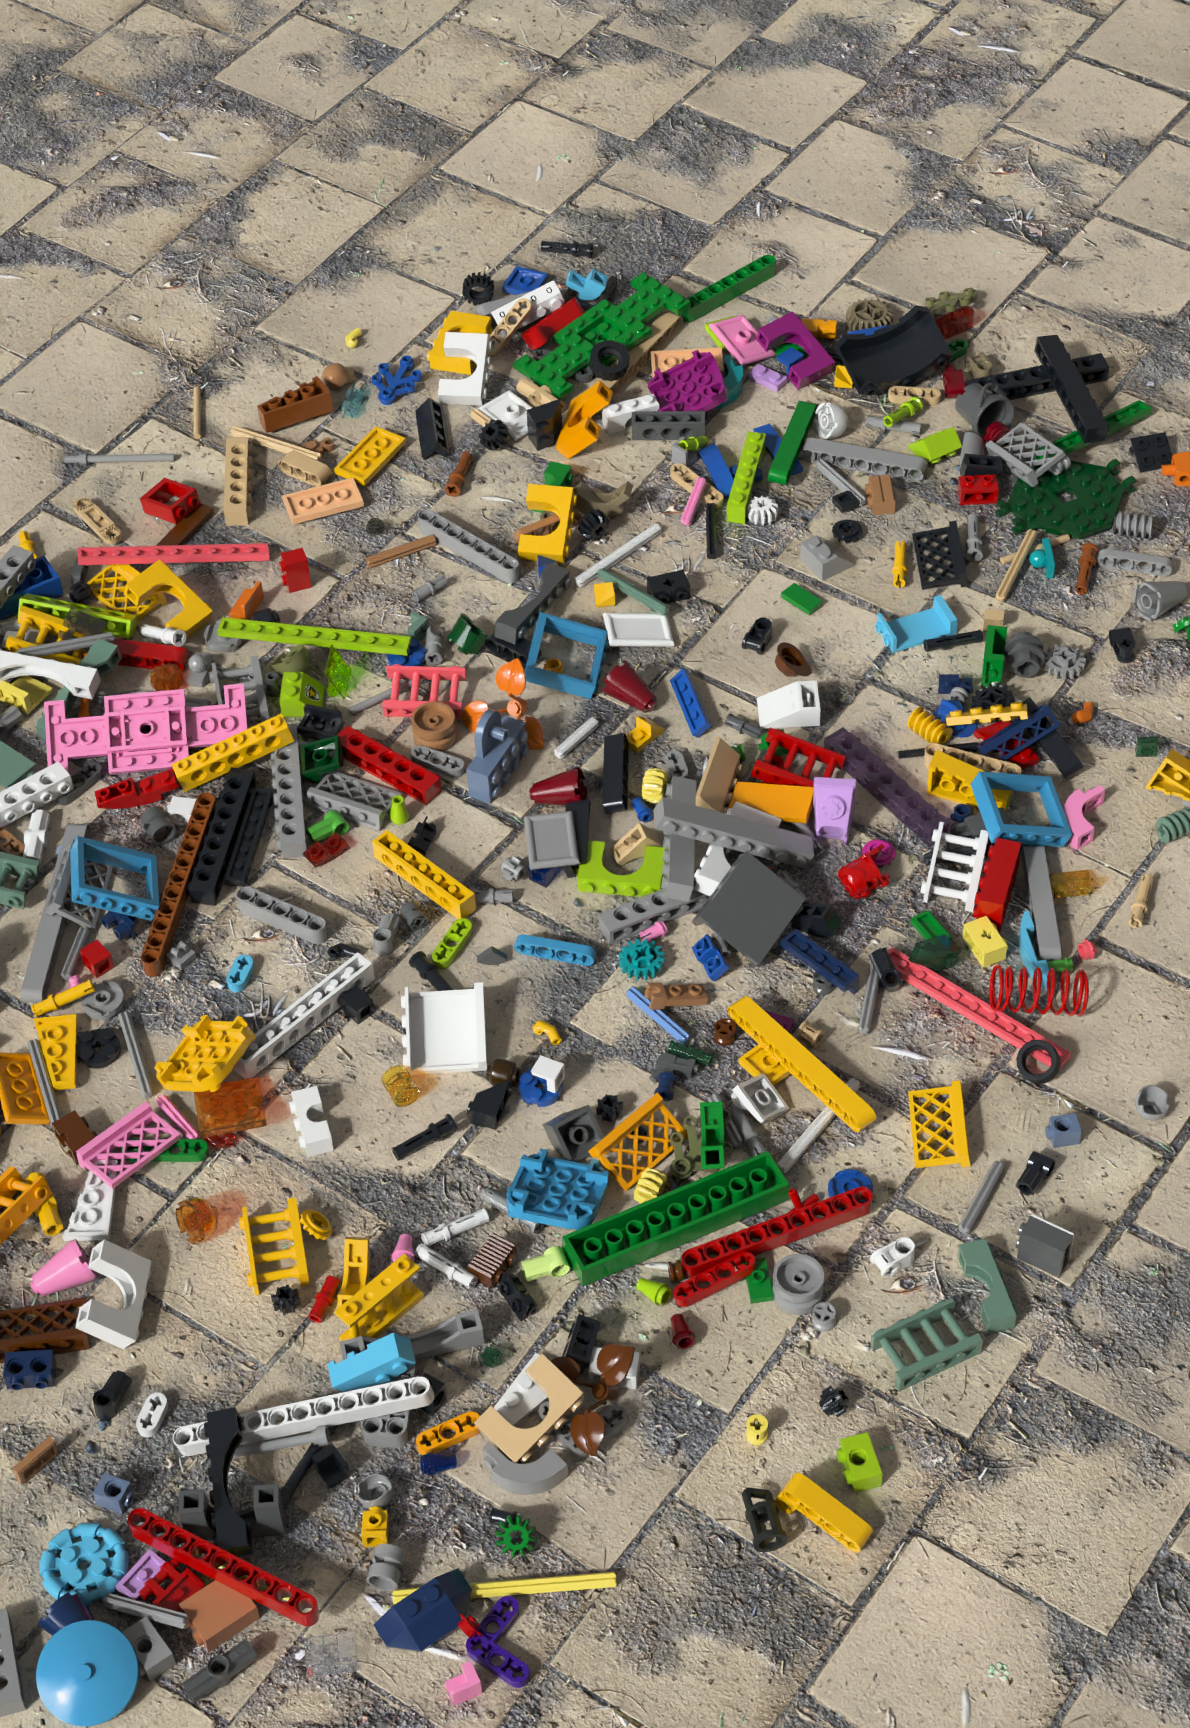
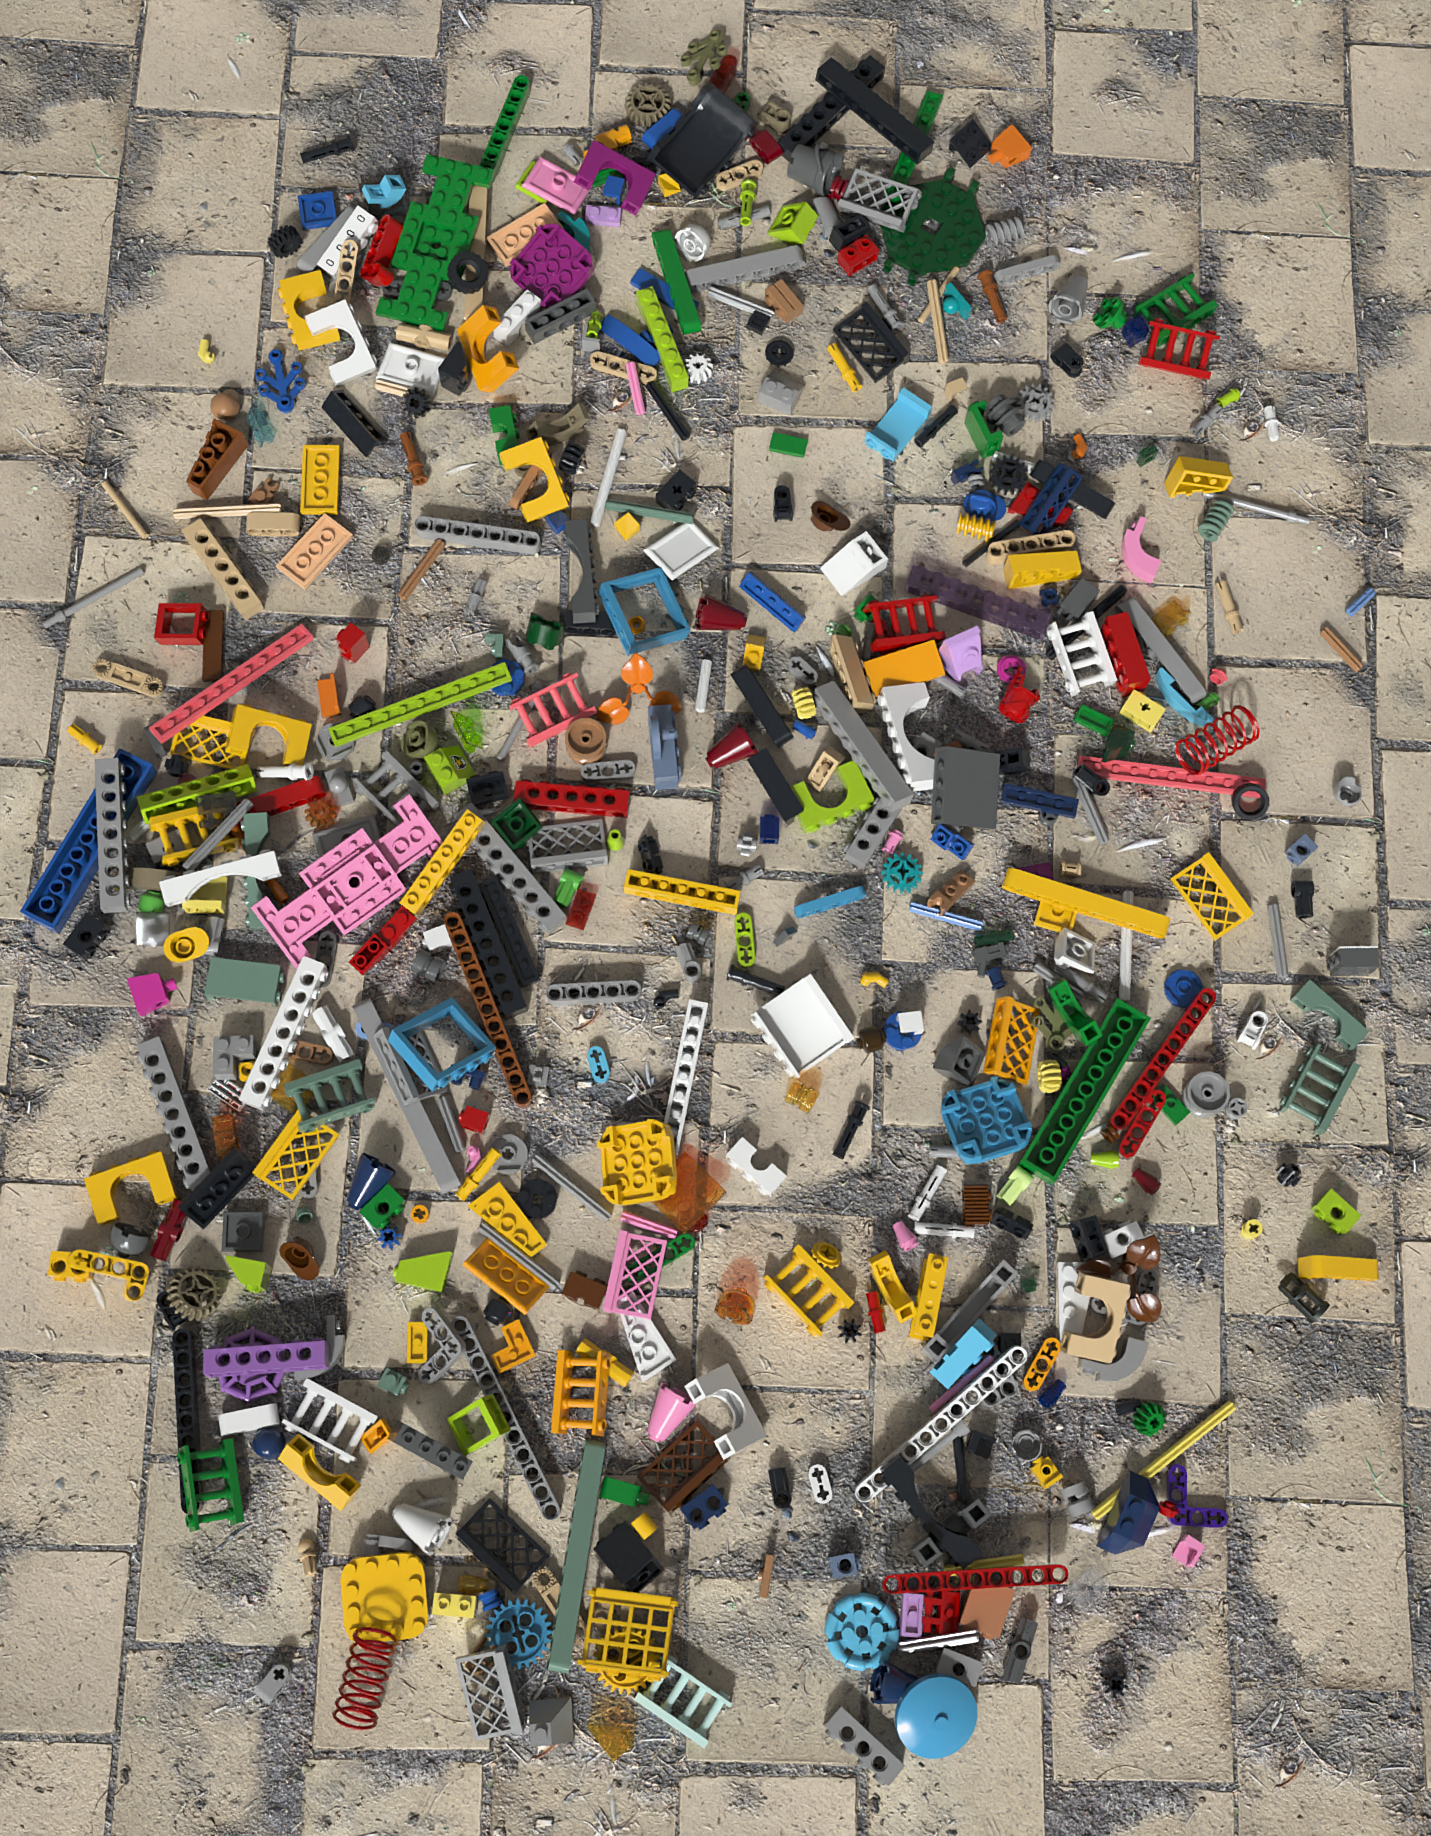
camera: 40 degrees left, 25 degrees up
(357, 1004) = (714, 1041): black panel -> none
(489, 1105) = (880, 1074): black slope -> none
(551, 840) = (763, 804): light grey piece -> none
(728, 1029) = (1010, 903): reddish brown wheel -> none
(733, 832) = (910, 725): light grey brick -> none
(743, 726) = (829, 602): dark grey axle -> none
(797, 1203) = (1158, 1024): red piece -> none
(1007, 713) = (1022, 495): yellow wing -> none
(1027, 835) = (1084, 591): dark azure window -> none

